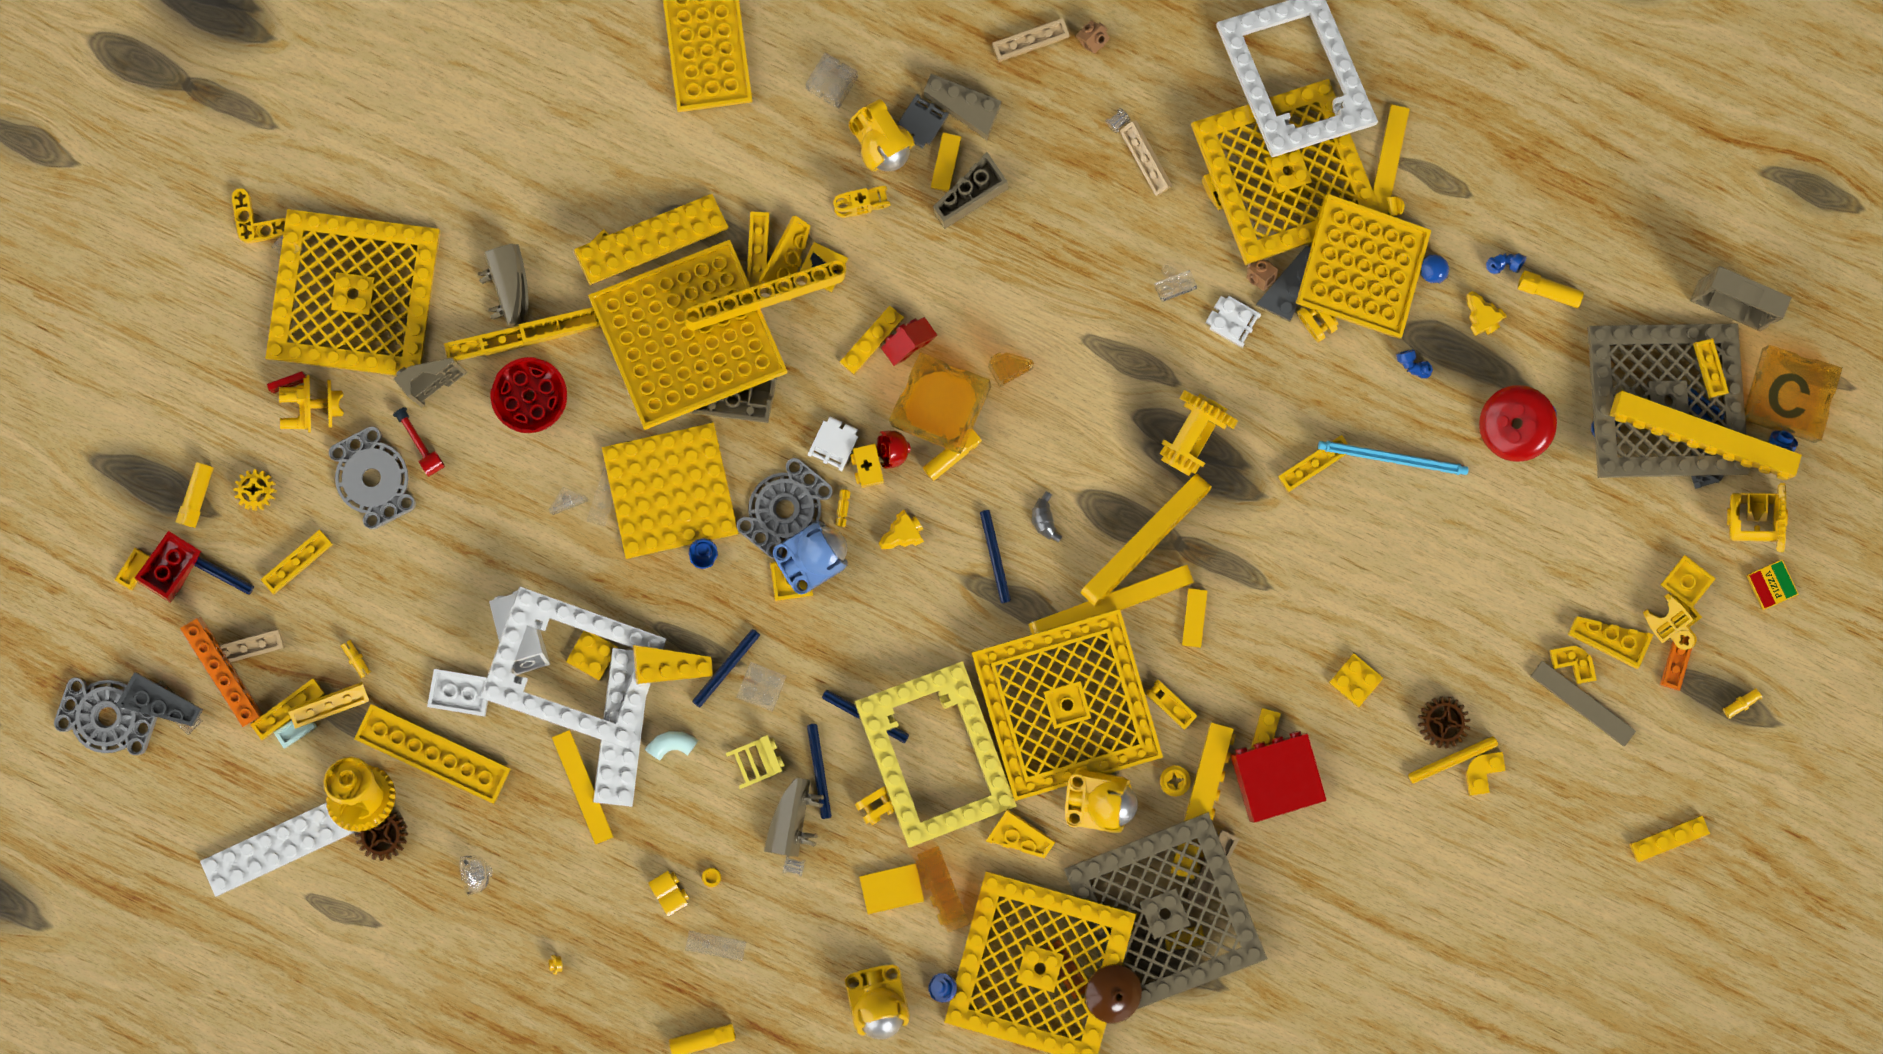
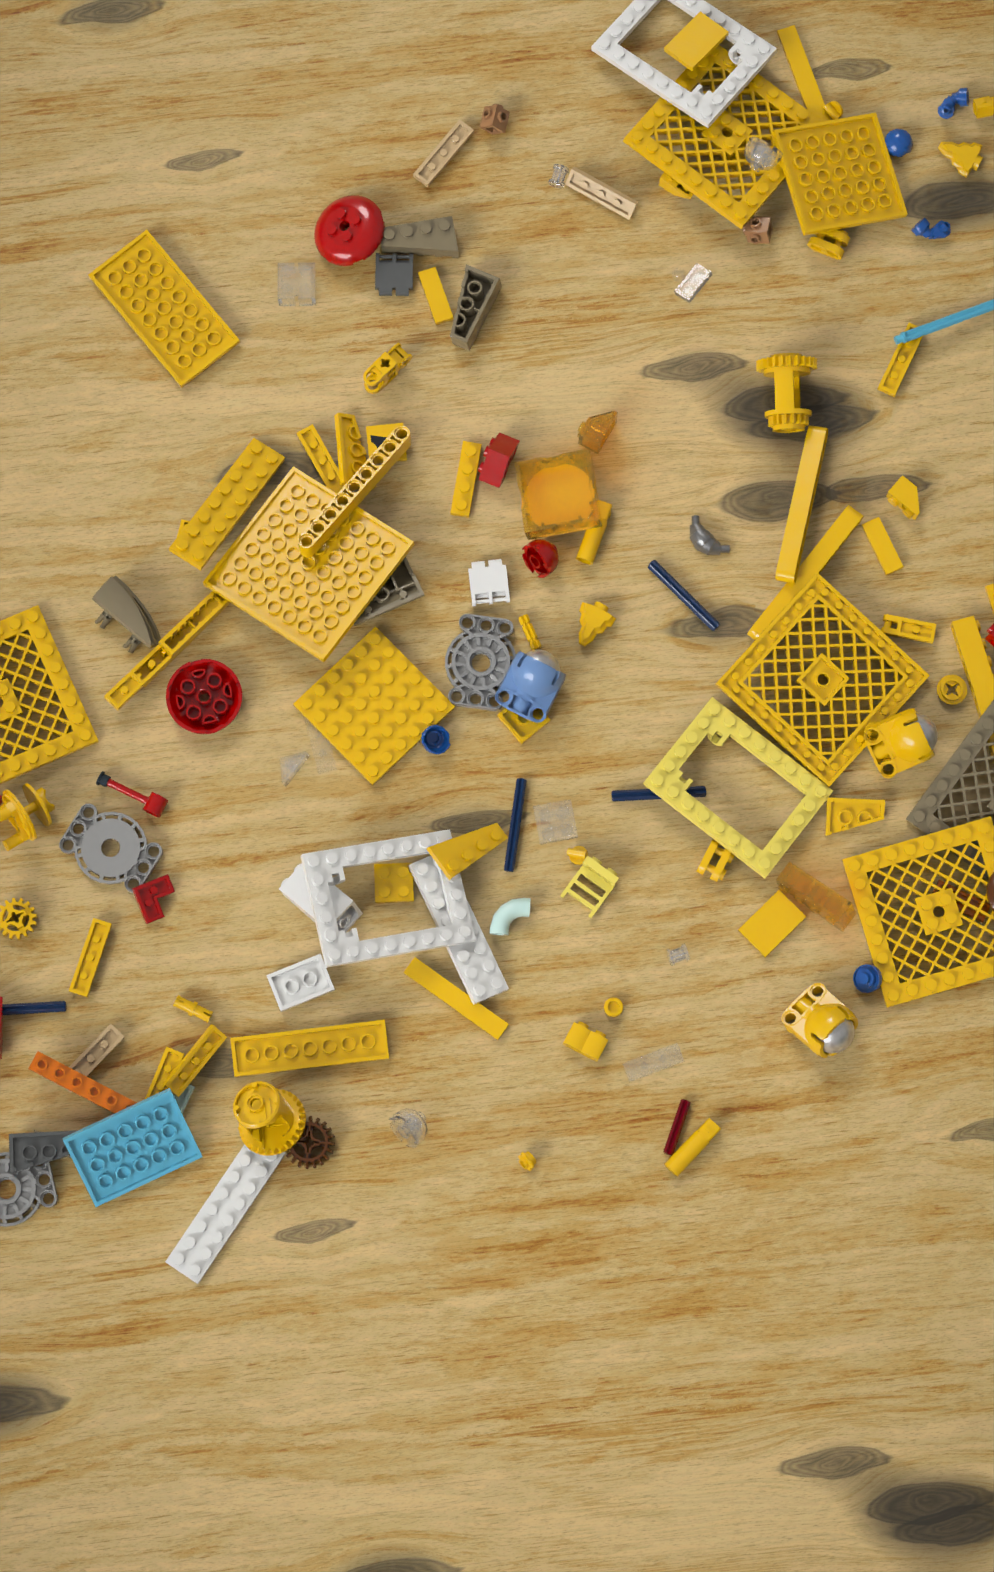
camera: 30 degrees left, 5 degrees down
(229, 748) = (132, 1147): none -> medium azure plate
(378, 537) = (148, 895): none -> red tile
(424, 379) = (109, 730): dark tan piece -> none
(700, 1014) = (677, 1127): none -> dark red axle
(762, 727) = (577, 854): none -> yellow plate
(787, 822) = (650, 924): dark tan piece -> none
(819, 771) = (648, 862): dark blue axle -> none
(870, 455) = (527, 574): yellow brick -> none
(882, 141) = (369, 304): yellow piece -> none
(916, 70) = (359, 240): none -> red brick
(1232, 320) = (757, 283): white plate -> none
(1241, 586) = (905, 496): none -> yellow slope
(1283, 294) = (787, 234): dark grey wing -> none
(1302, 210) = (761, 155): none -> clear cylinder
(1310, 73) = (696, 41): none -> yellow tile

